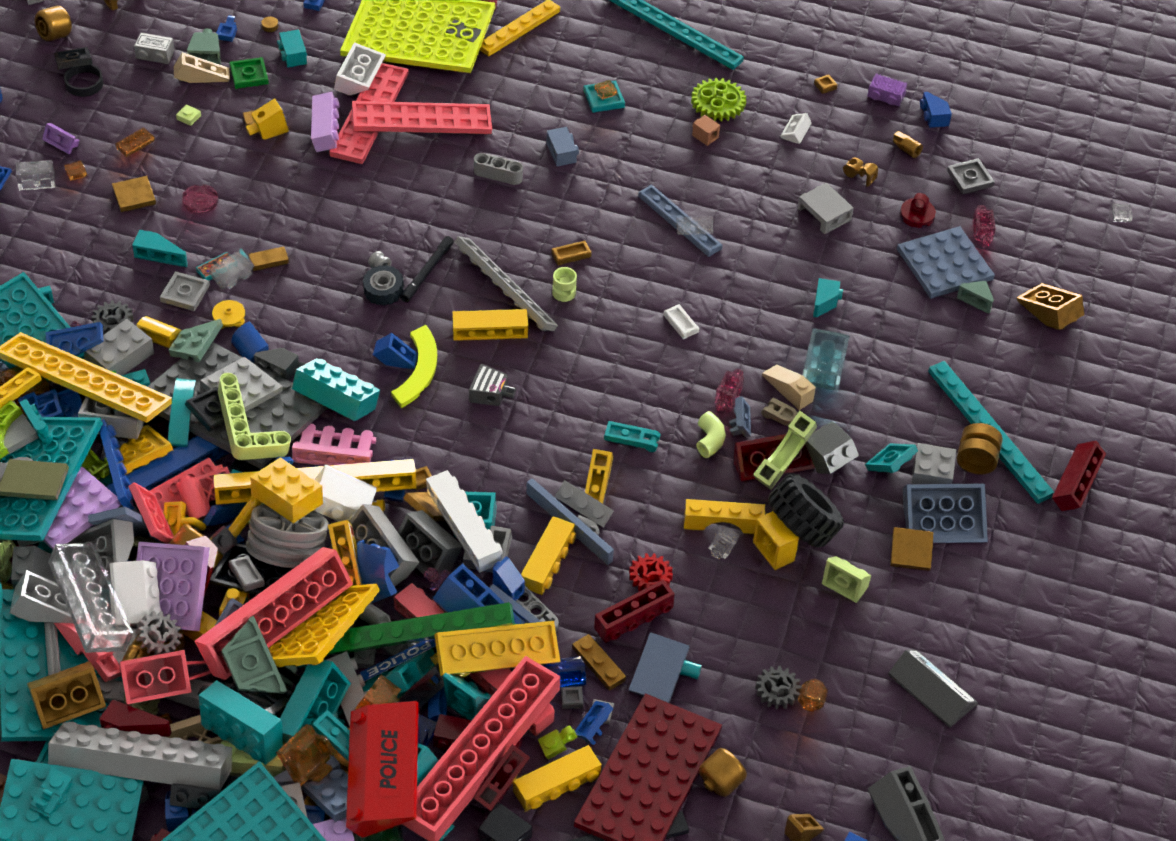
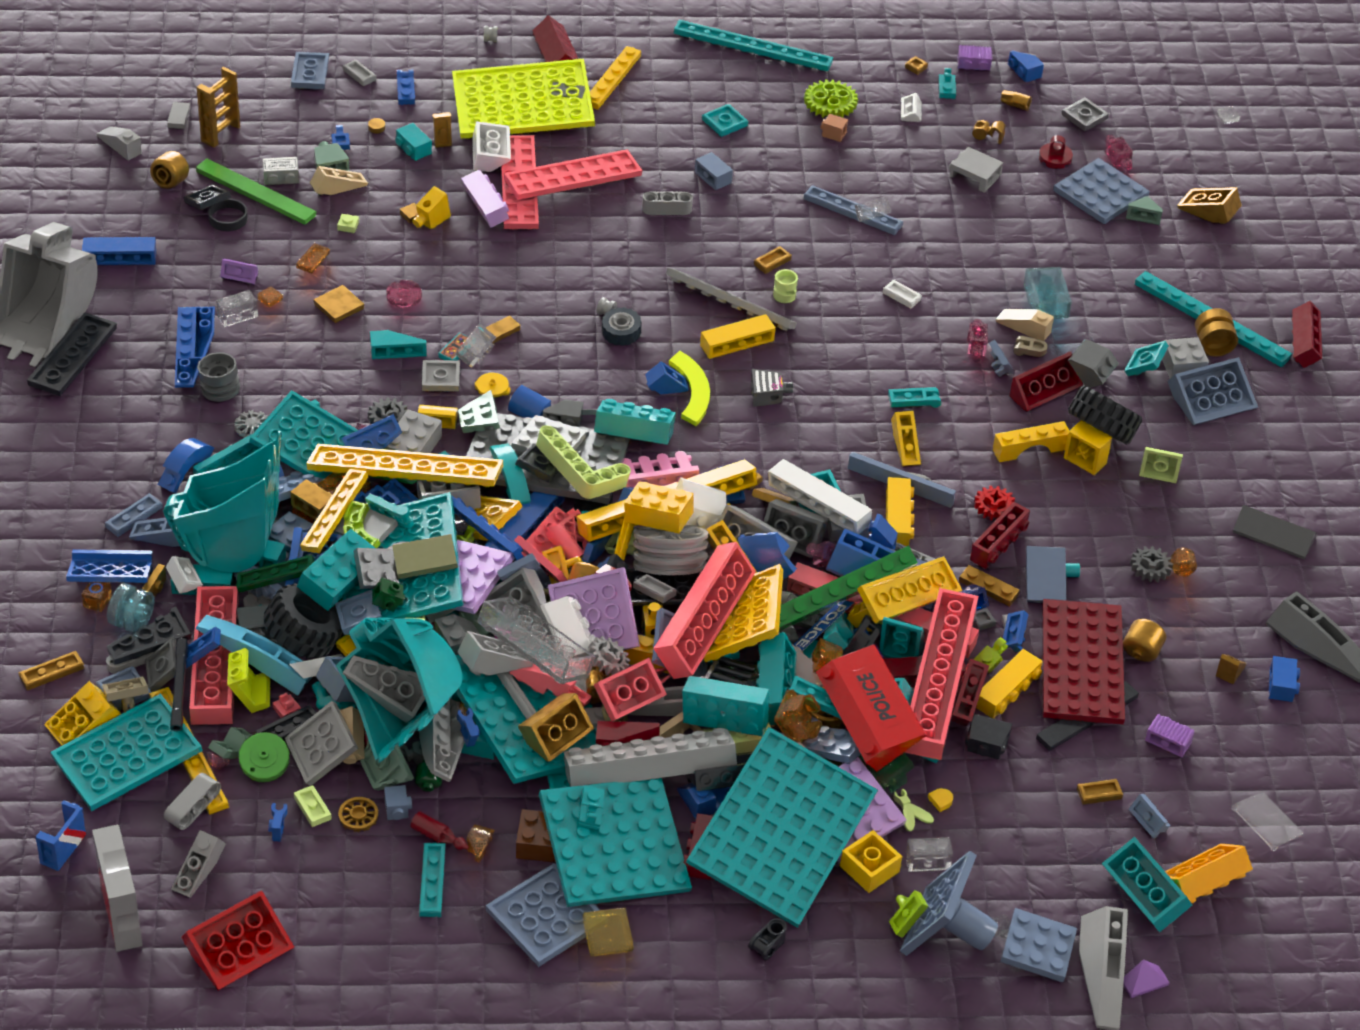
camera: 20 degrees left, 5 degrees down
(123, 63) = (256, 191): none -> bright green tile
(249, 73) = (382, 173): green tile -> none
(252, 661) = (713, 652): sand green wing -> none
(321, 43) = (442, 130): none -> pearl gold plate
(412, 288) = (647, 325): black piece -> none
(584, 503) = (906, 461): light grey plate -> none
(605, 89) = (726, 112): clear orange tile -> none
(715, 434) = (985, 377): yellowish green cylinder -> none
(723, 542) = (1042, 466): clear brick -> none
(799, 432) = (1056, 388): yellowish green arch -> none
(827, 296) = (1017, 241): teal slope -> none
(845, 112) = (947, 85): none -> teal plate
(911, 549) = (1200, 427): pearl gold tile -> none

